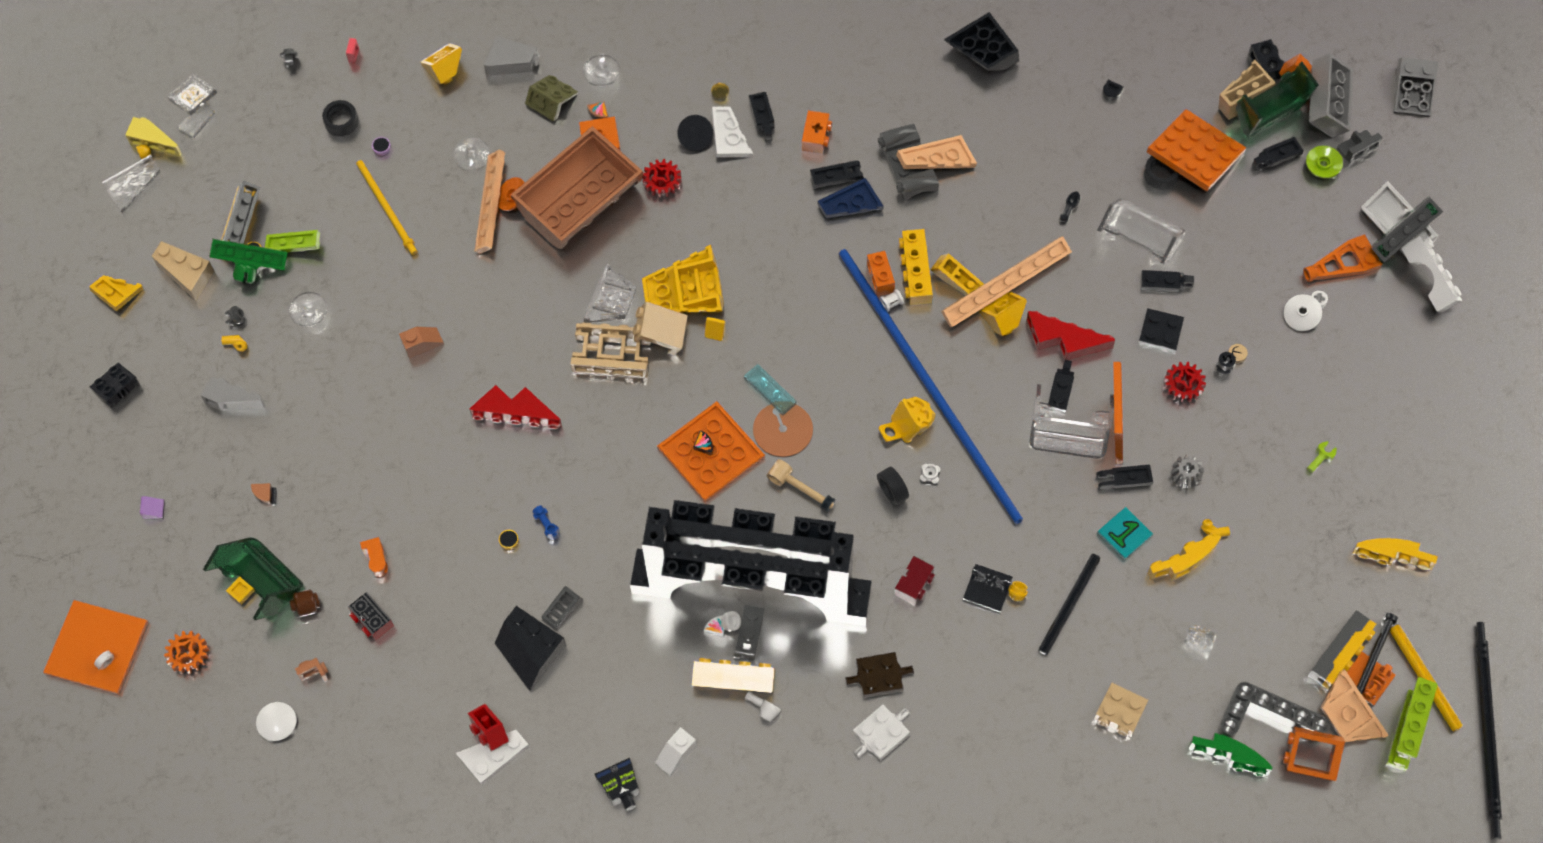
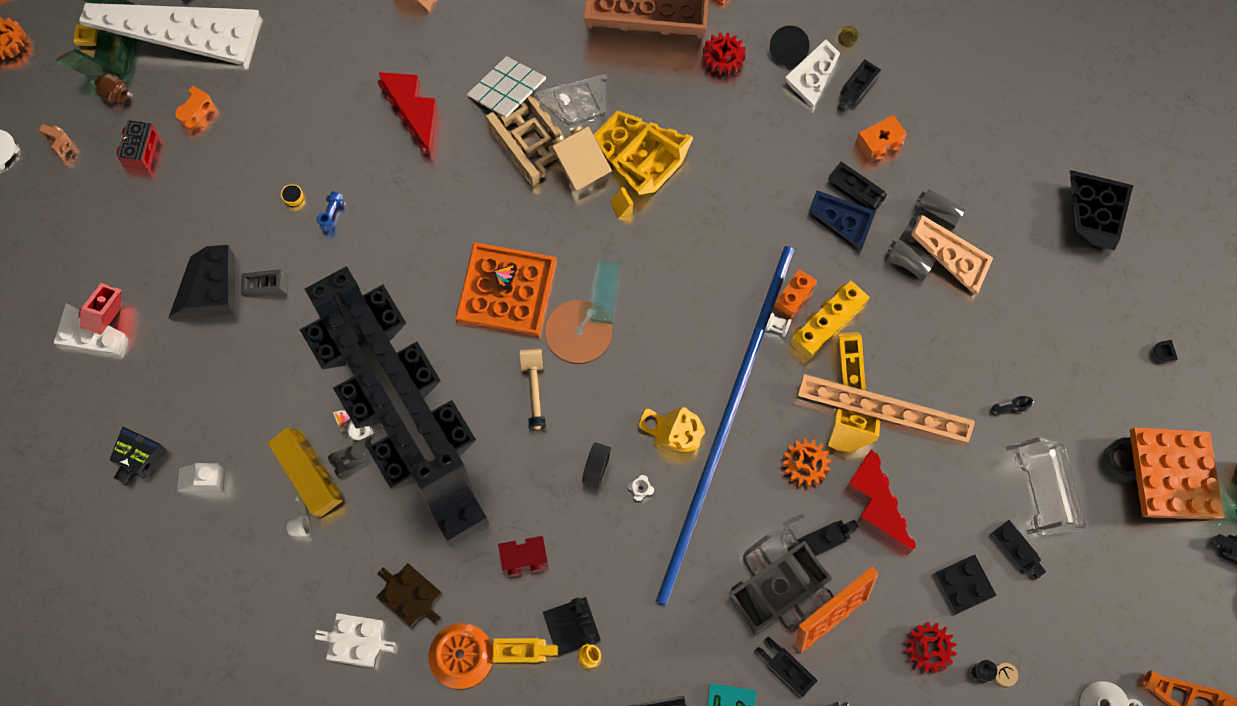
camera: 45 degrees right, 5 degrees up
(317, 505) = (203, 31): none -> white wing
(557, 335) = (506, 86): none -> white piece
(944, 683) = (464, 671): none -> orange piece
(978, 630) = (521, 650): none -> yellow hinge
(1001, 350) = (811, 470): none -> orange gear
(1072, 437) = (780, 586): none -> dark grey piece

